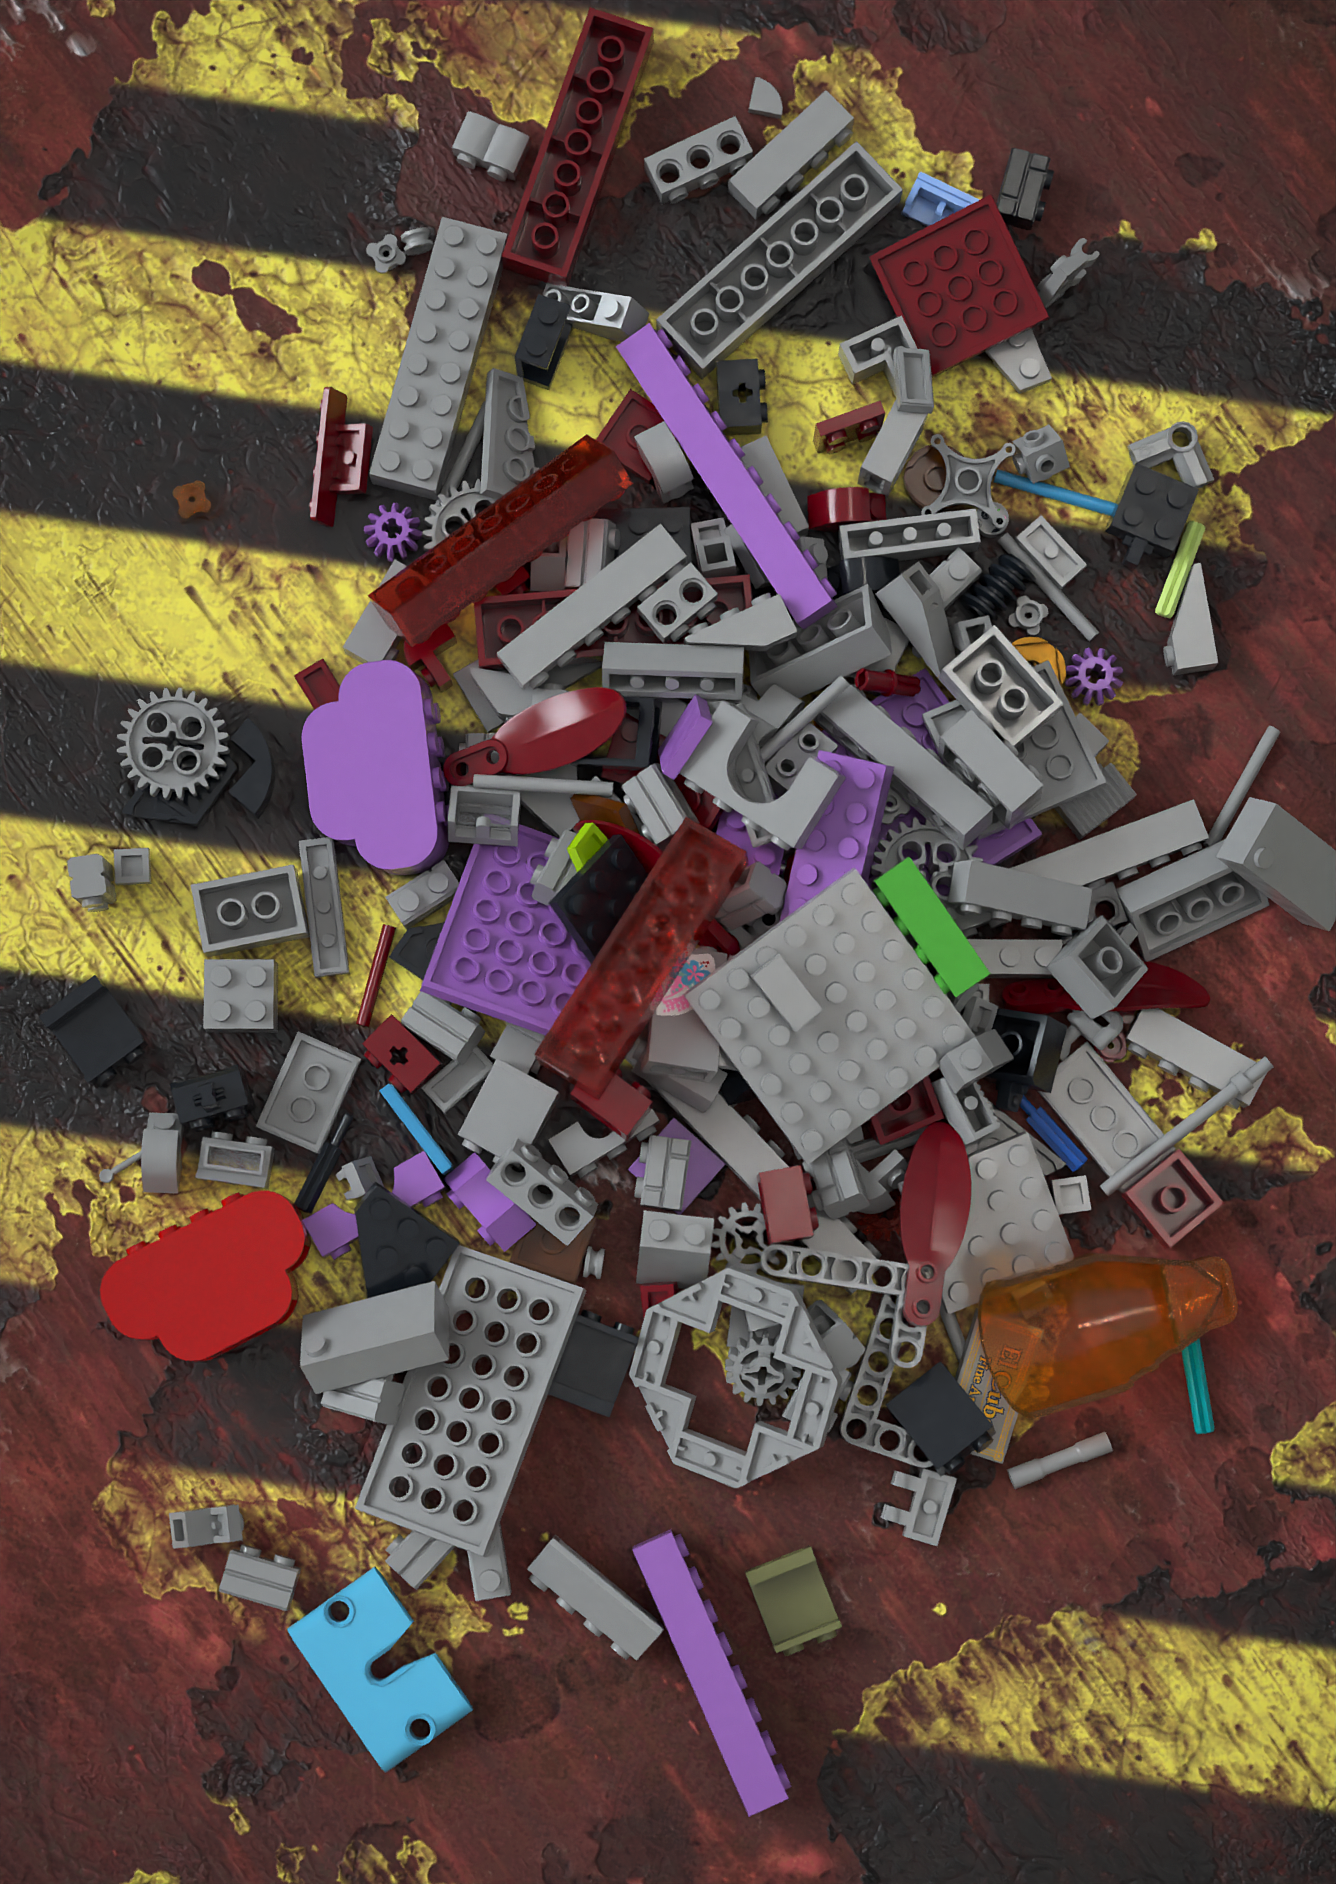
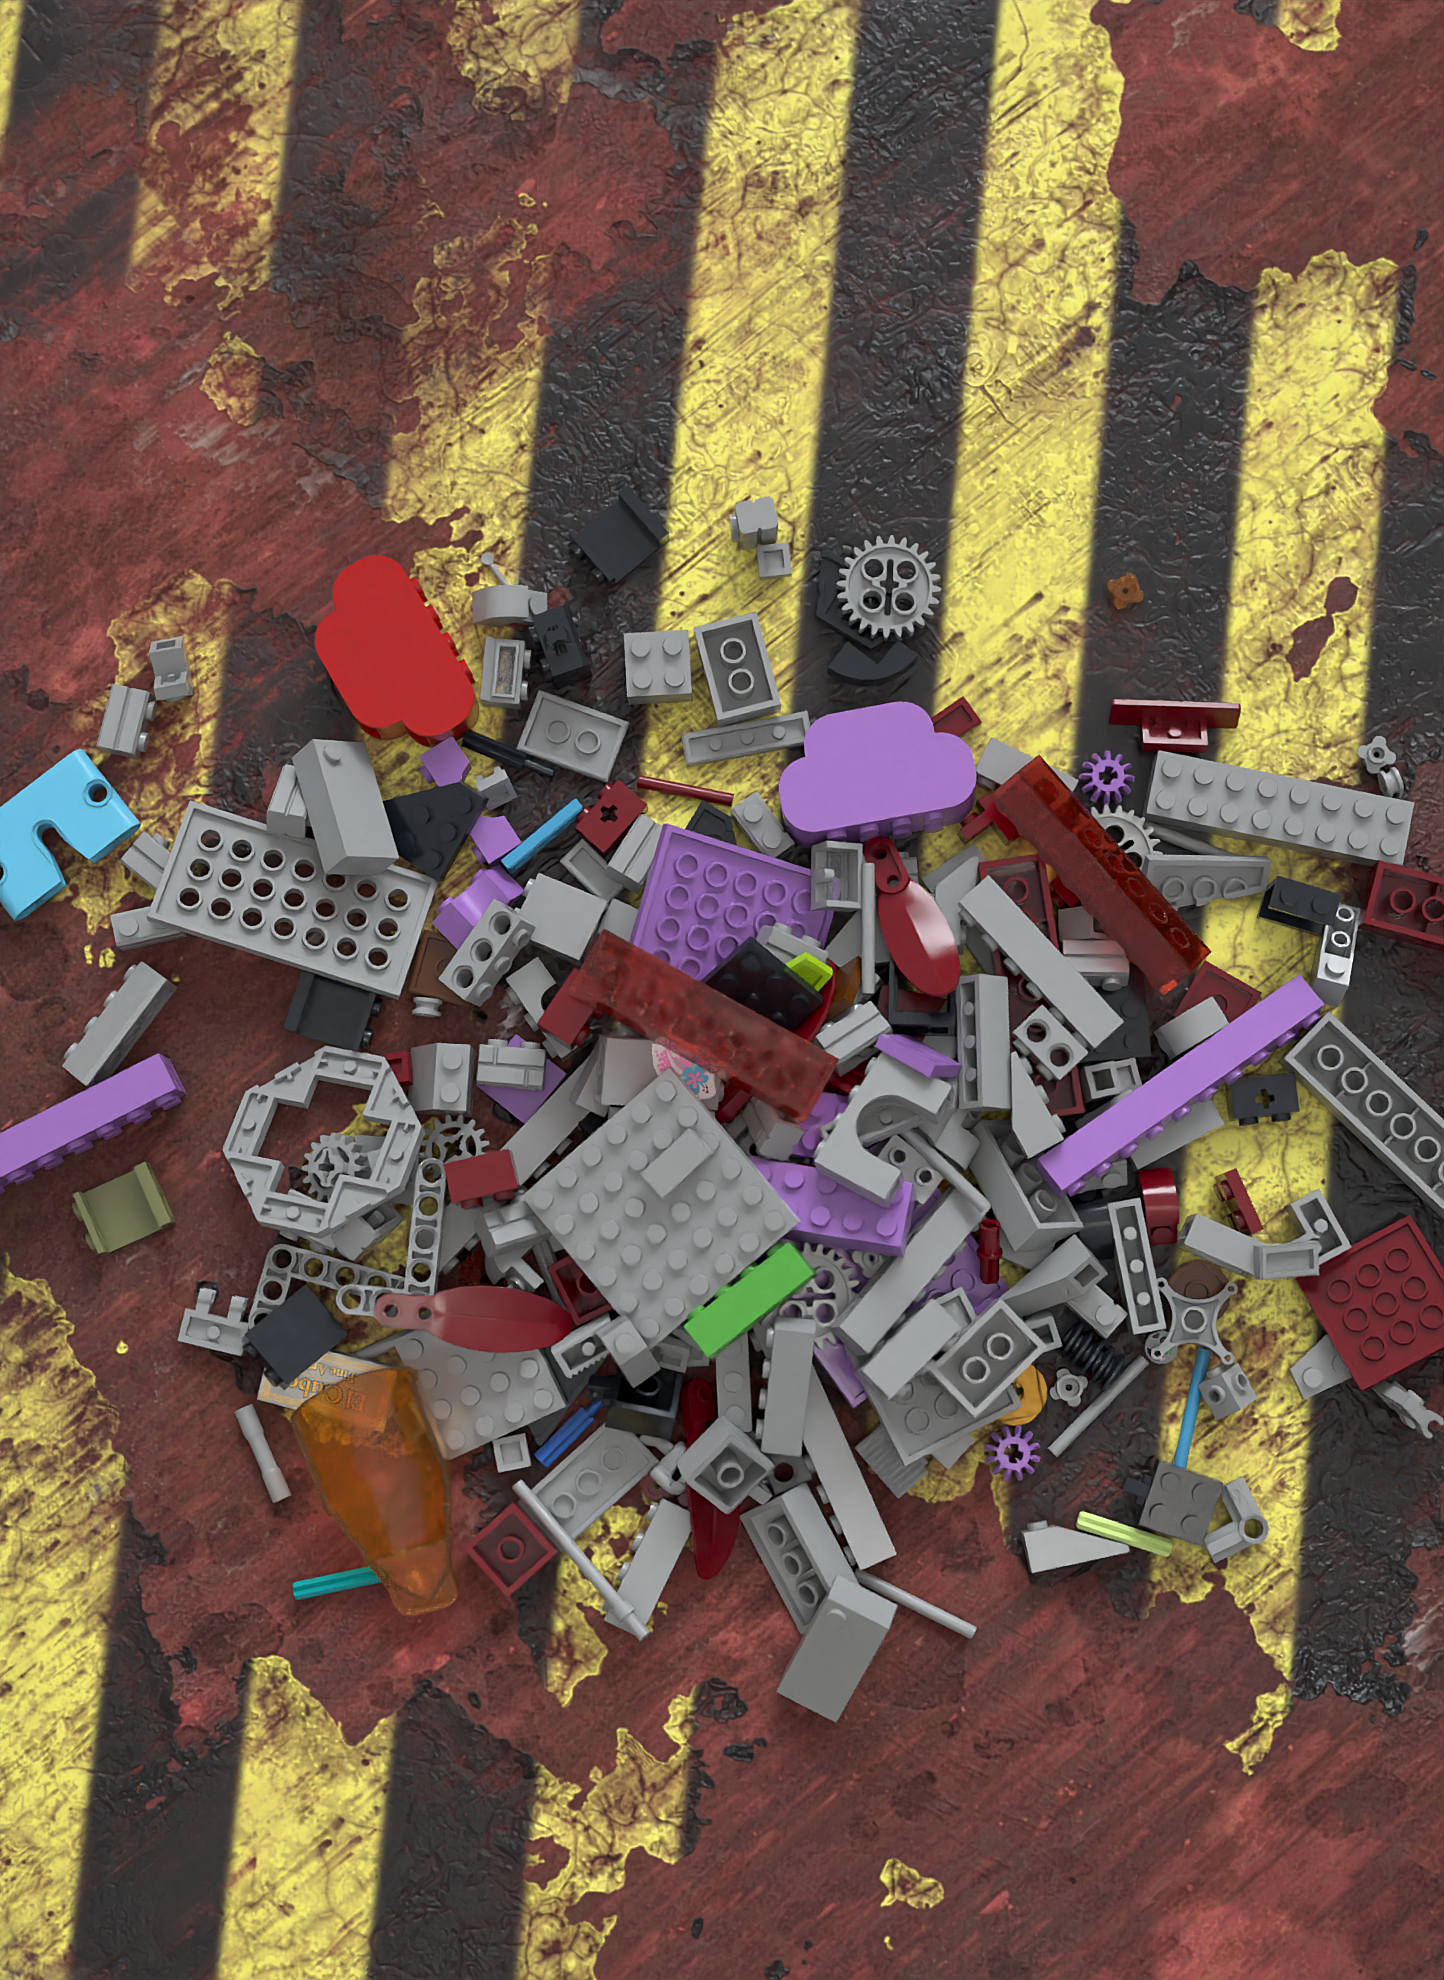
camera: 90 degrees right, 0 degrees up
(1050, 552) = (1131, 1406): light grey plate -> none

